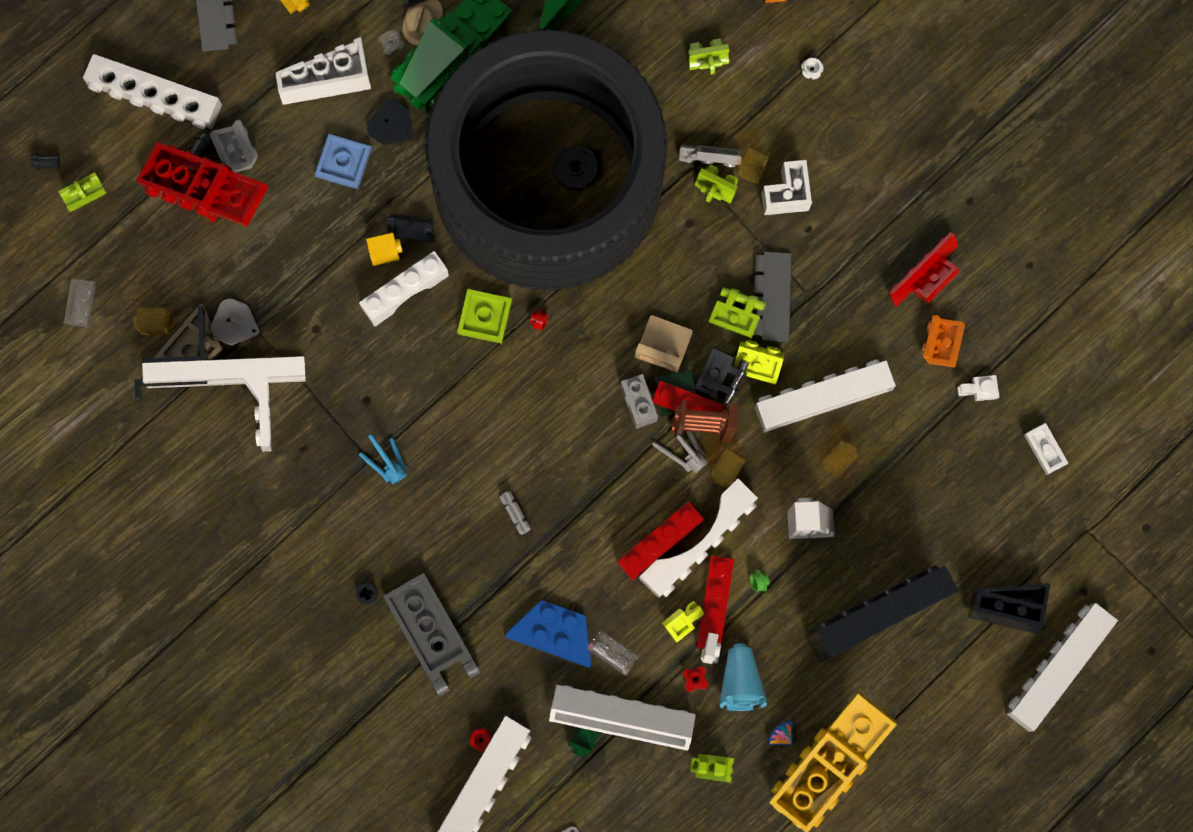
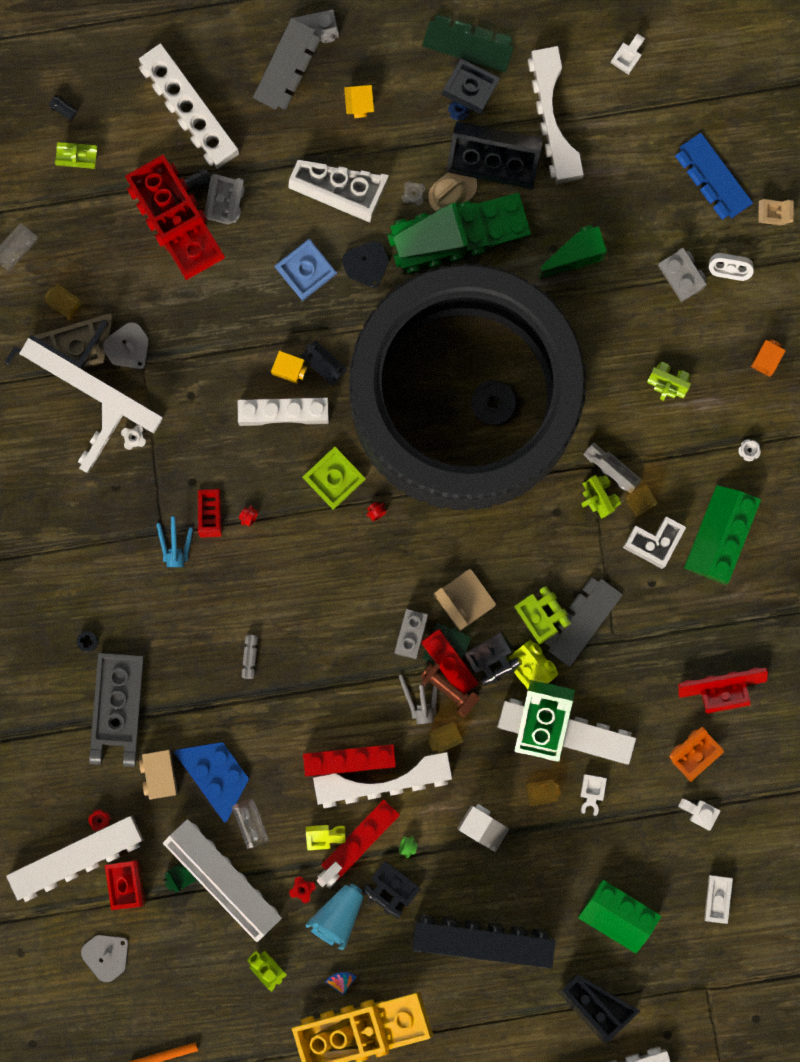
camera: 35 degrees right, 5 degrees up
(296, 395) = (138, 441): none -> white plate
(408, 426) = (209, 531): none -> red slope
(433, 395) = (248, 516): none -> red plate
(505, 664) = (159, 774): none -> tan brick
(540, 779) = (125, 885): none -> red slope
(774, 620) = (396, 884): none -> black plate
(801, 395) = (544, 720): none -> green slope
(838, 149) = (722, 534): none -> green slope
(880, 429) = (592, 789): none -> white plate
(975, 518) = (619, 916): none -> green slope

